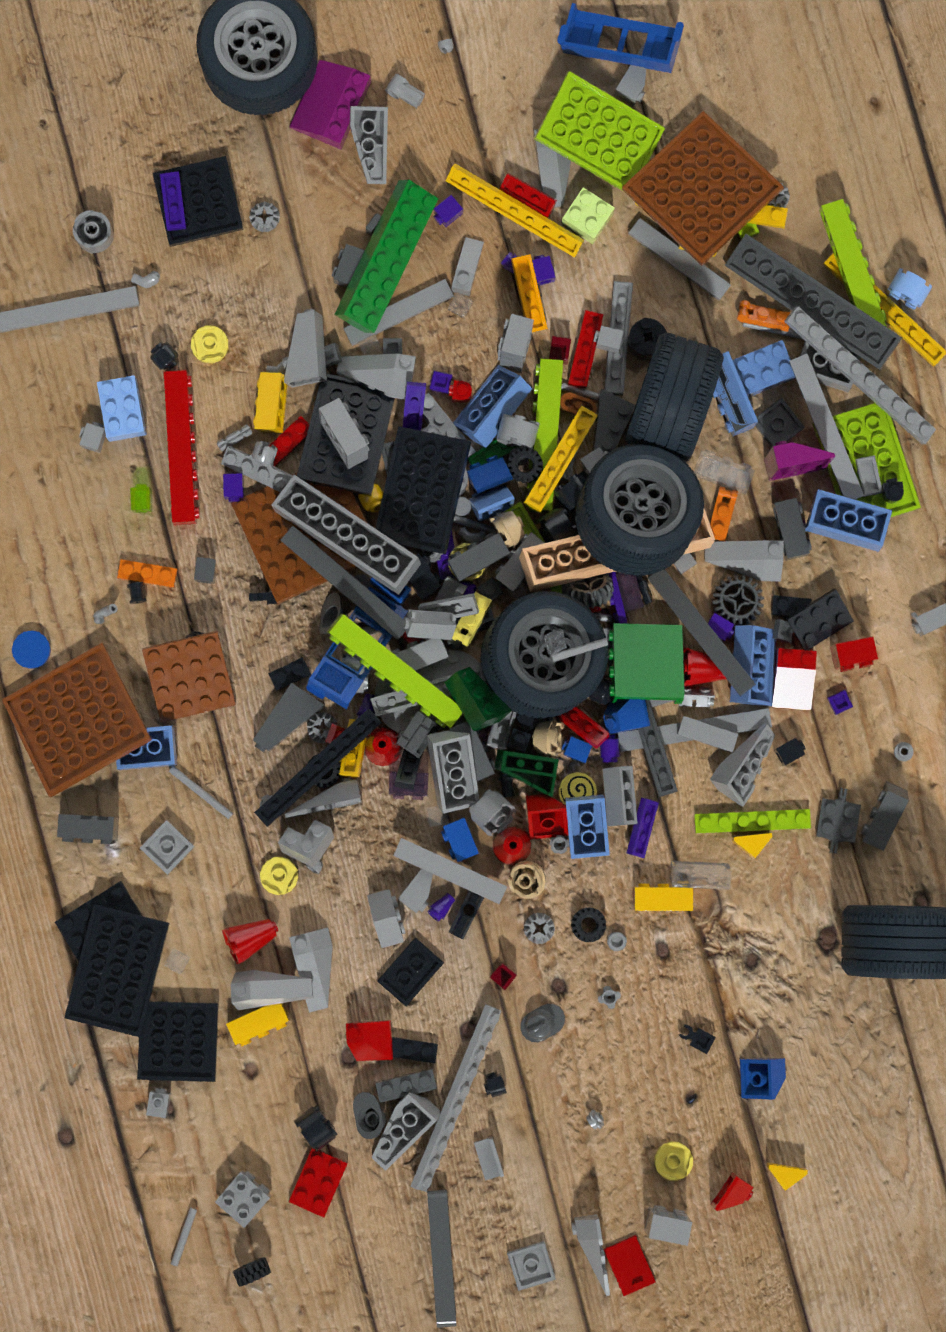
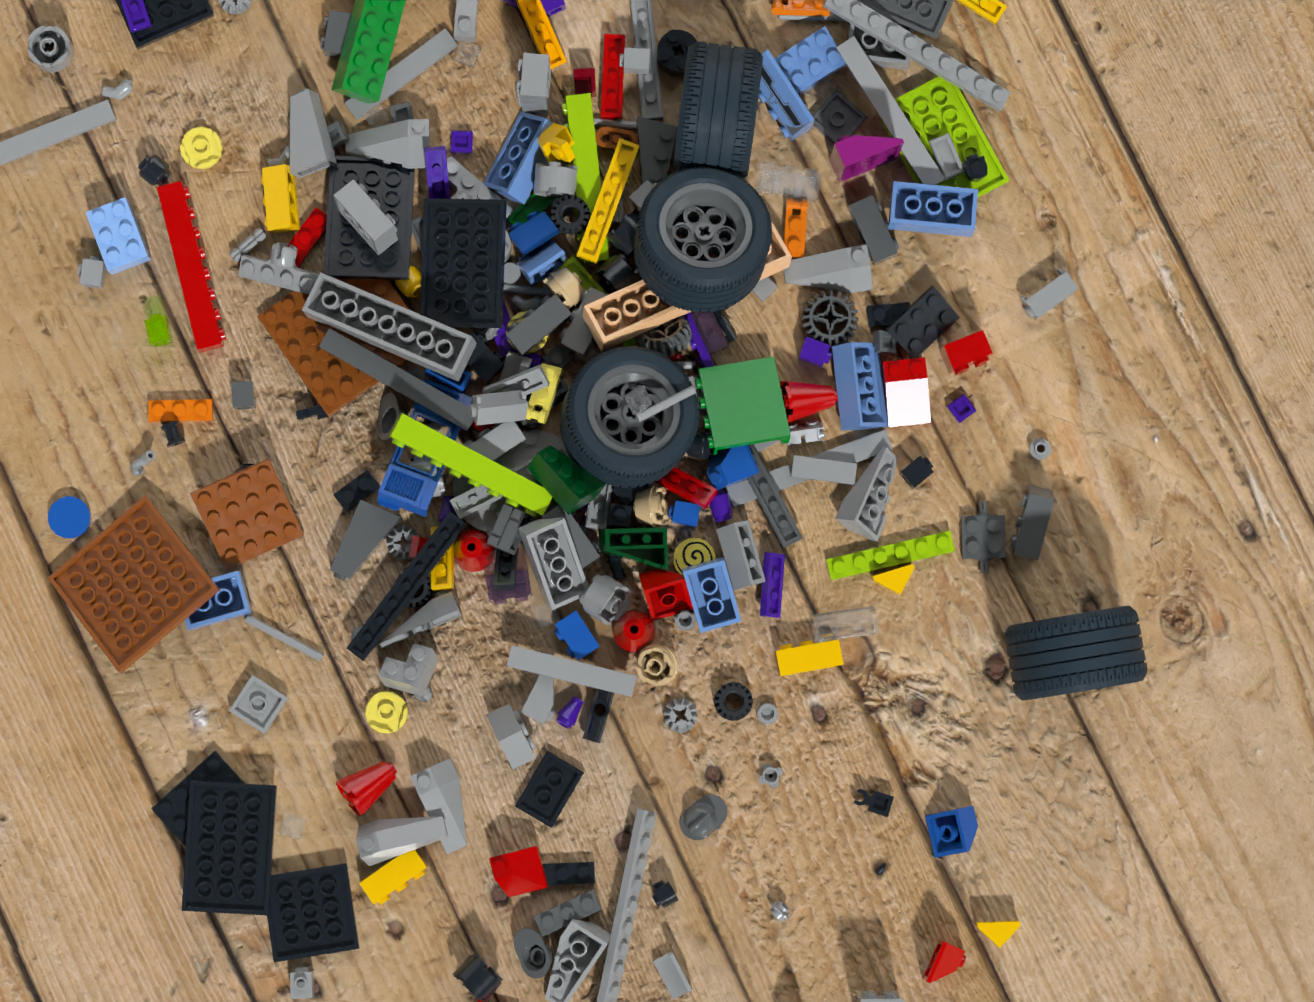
camera: 10 degrees left, 0 degrees up
(87, 828) = (168, 700): dark grey wedge -> none
(233, 487) = (256, 298): dark purple brick -> none
(460, 391) = (485, 148): red plate -> none
(503, 976) = (651, 774): dark red panel -> none
(525, 399) = (556, 143): none -> yellow brick
(673, 1161) = (873, 939): light yellow tile -> none
(702, 632) = (796, 359): dark grey tile -> none

